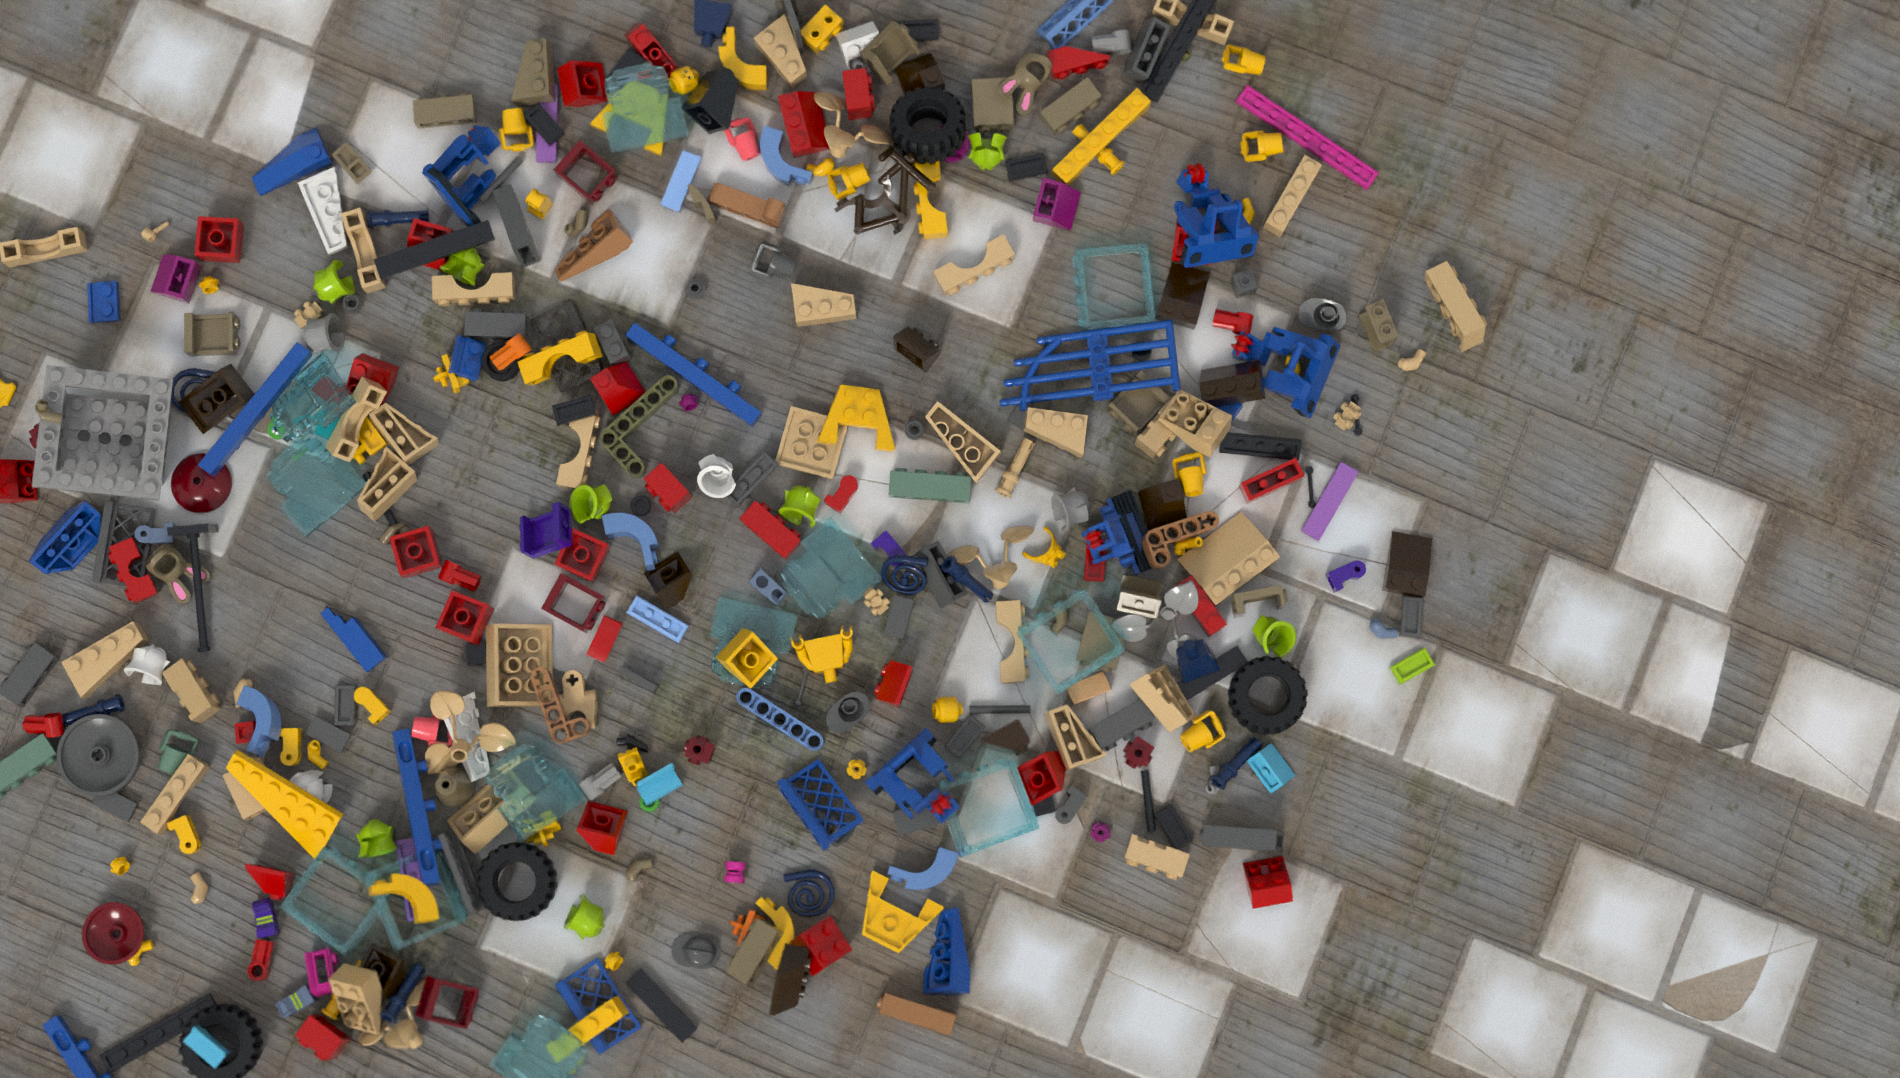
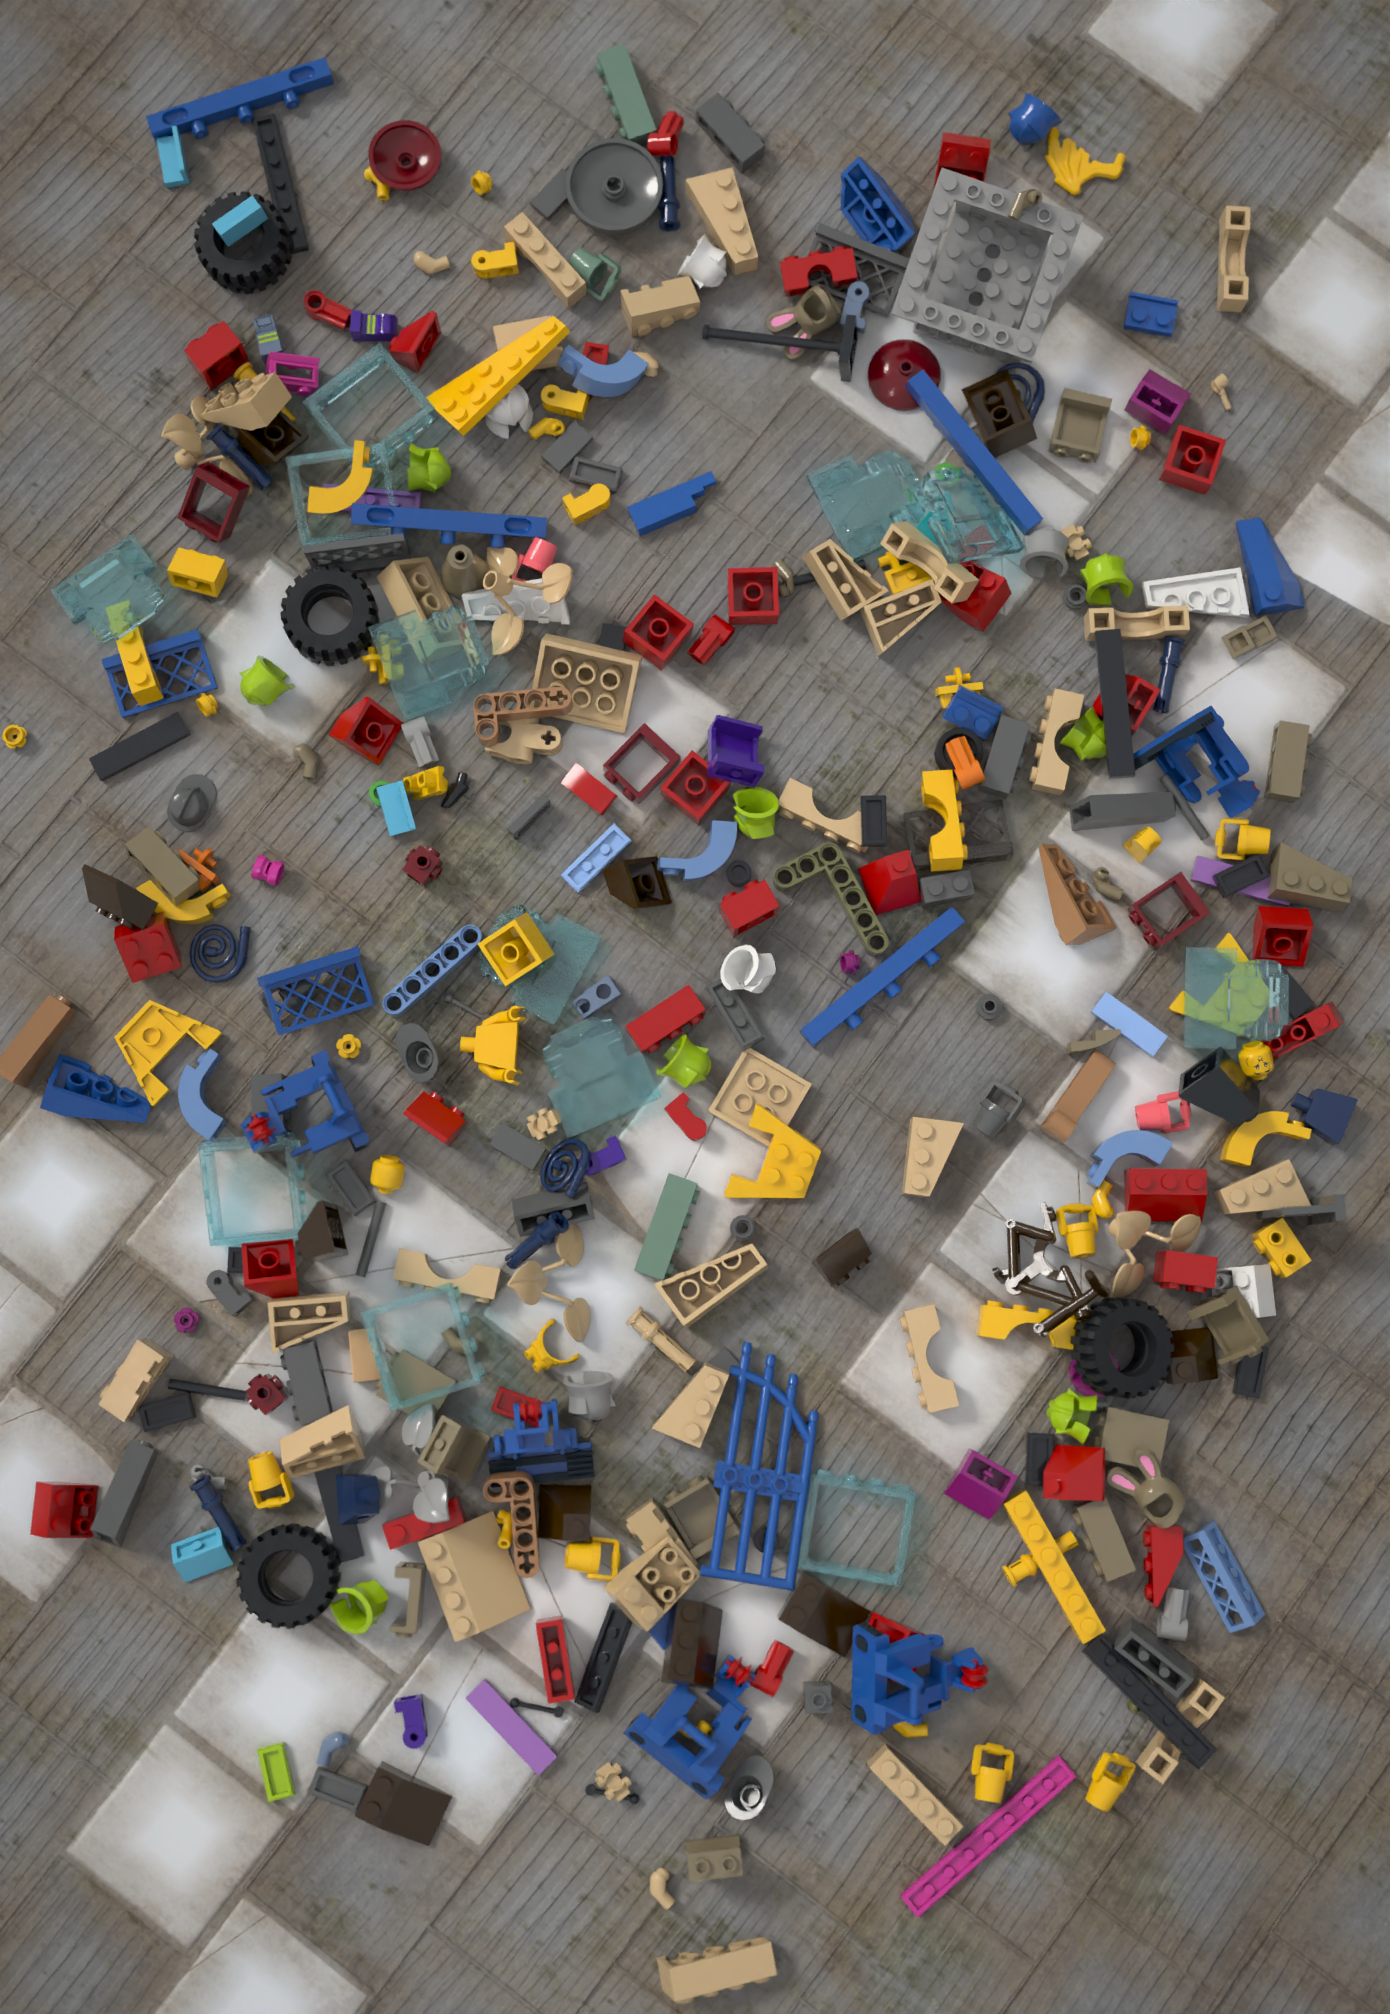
camera: 100 degrees right, 0 degrees up
(507, 999) = (197, 572): none -> yellow brick
(1029, 137) = (1075, 1473): none -> red slope

